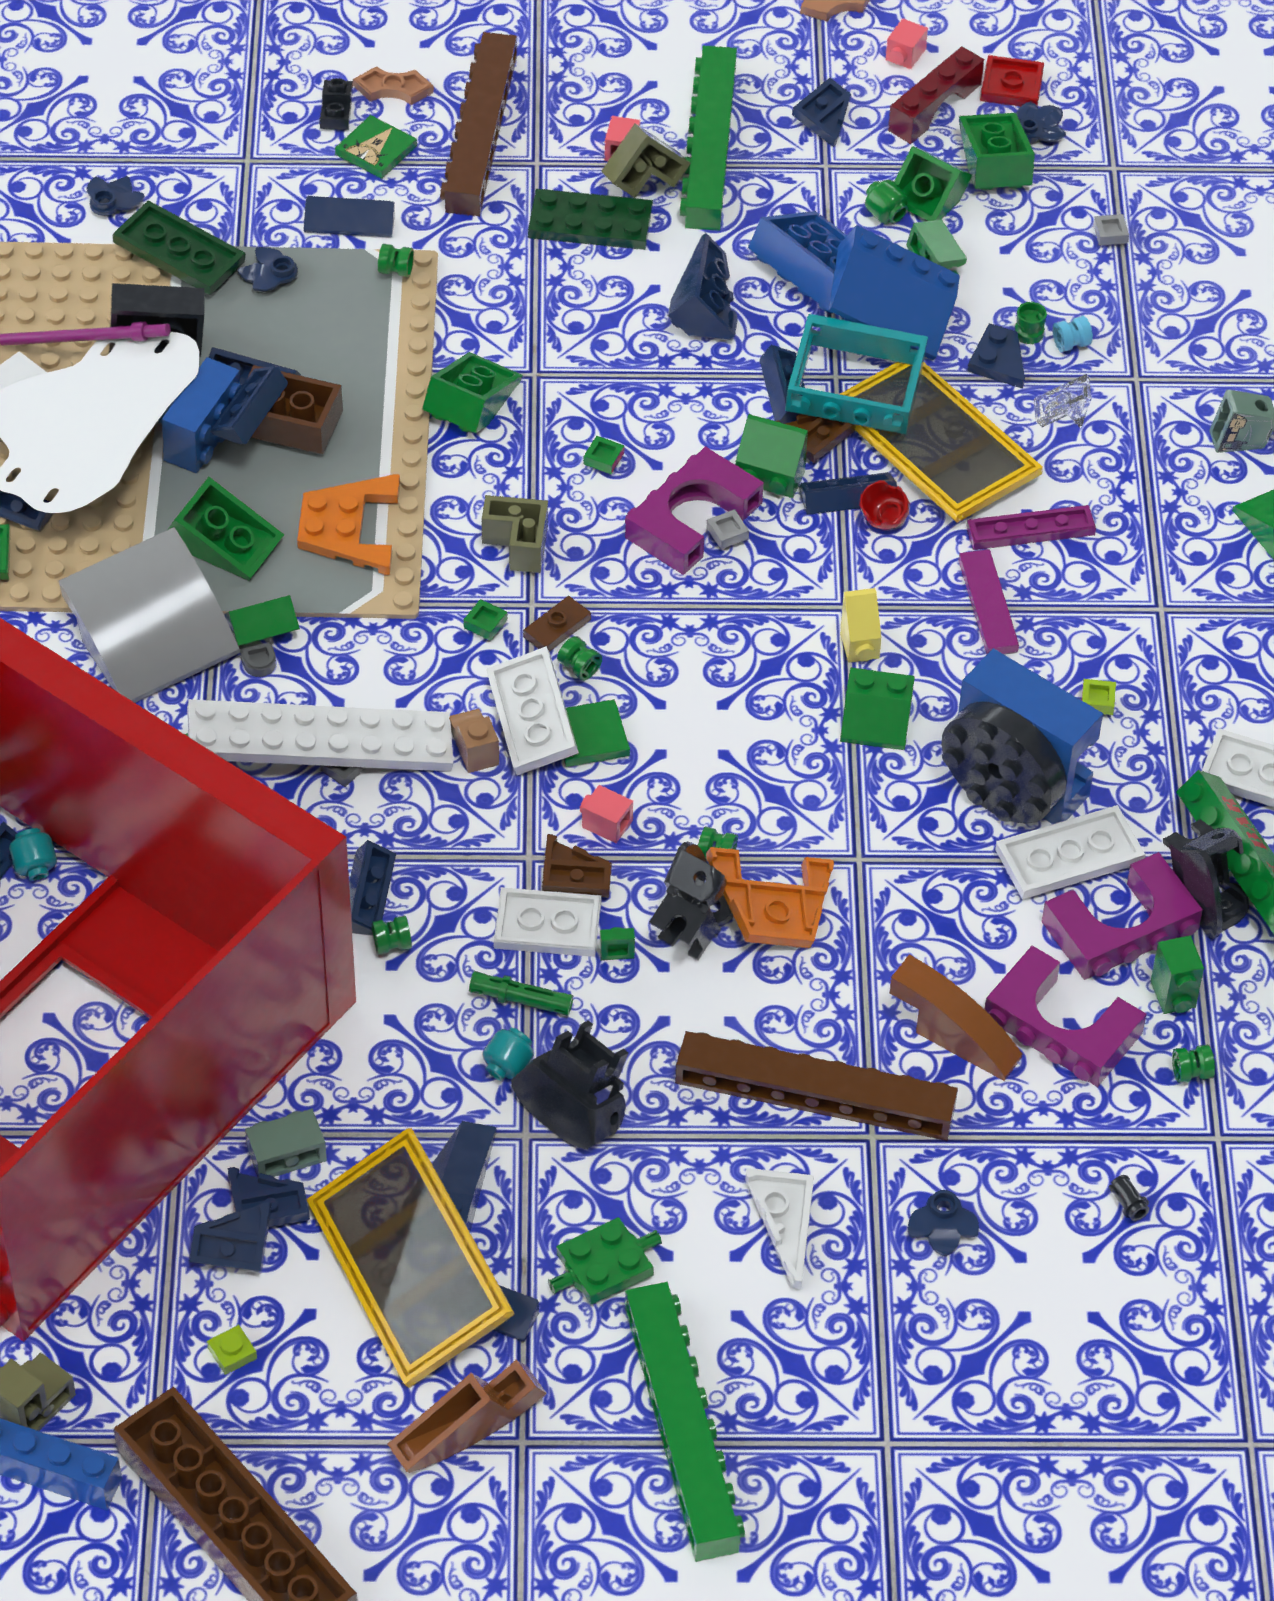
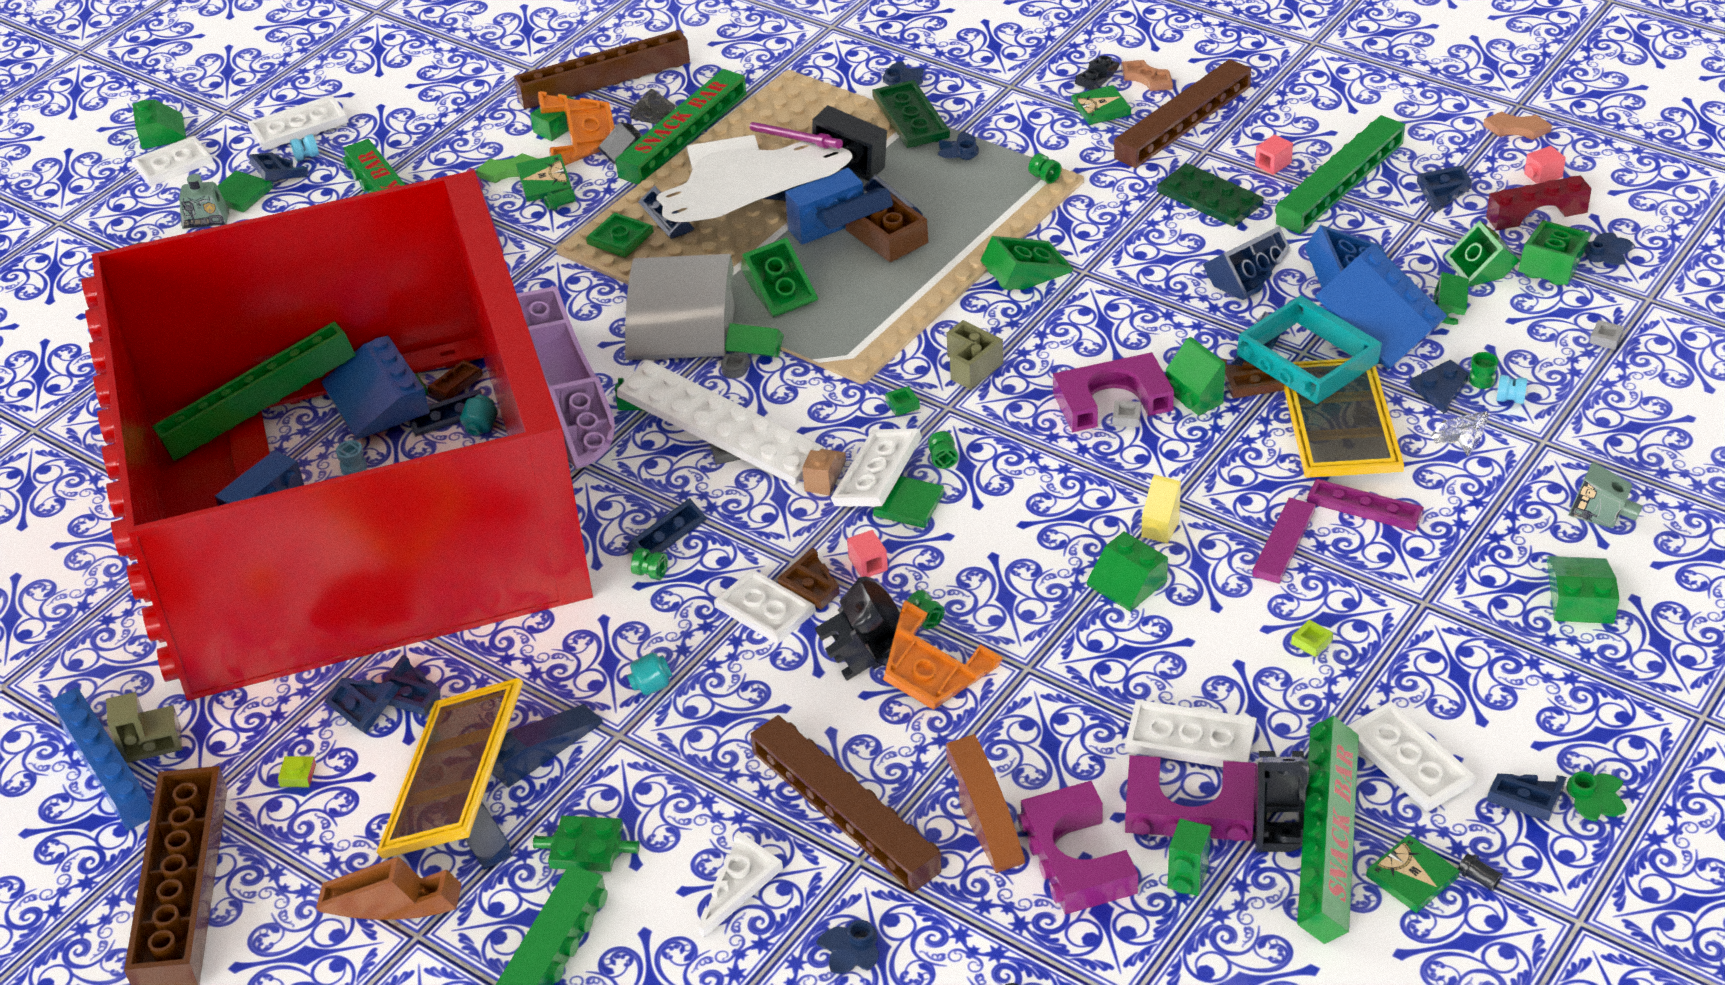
camera: 40 degrees right, 10 degrees down
(286, 1143) = (453, 659): sand green brick -> none
(334, 521) = (862, 300): orange wing -> none
(349, 216) = (1043, 136): dark blue slope -> none
(508, 990) = (692, 634): green pin -> none
(557, 624) = (955, 423): reddish brown plate -> none
(562, 1086) = (669, 701): black piece -> none
(603, 454) = (1081, 334): green plate -> none
(617, 943) = (793, 639): green plate -> none
(641, 156) = (1273, 162): olive brick -> none
(838, 493) = (1242, 428): dark blue slope -> none
(884, 505) = (1255, 442): red hair -> none
(886, 201) = (1437, 255): green head -> none
(1011, 81) = (1612, 216): red tile -> none
(1020, 743) = (1190, 625): piece -> none
(1193, 1063) = (1151, 932): green wheel -> none

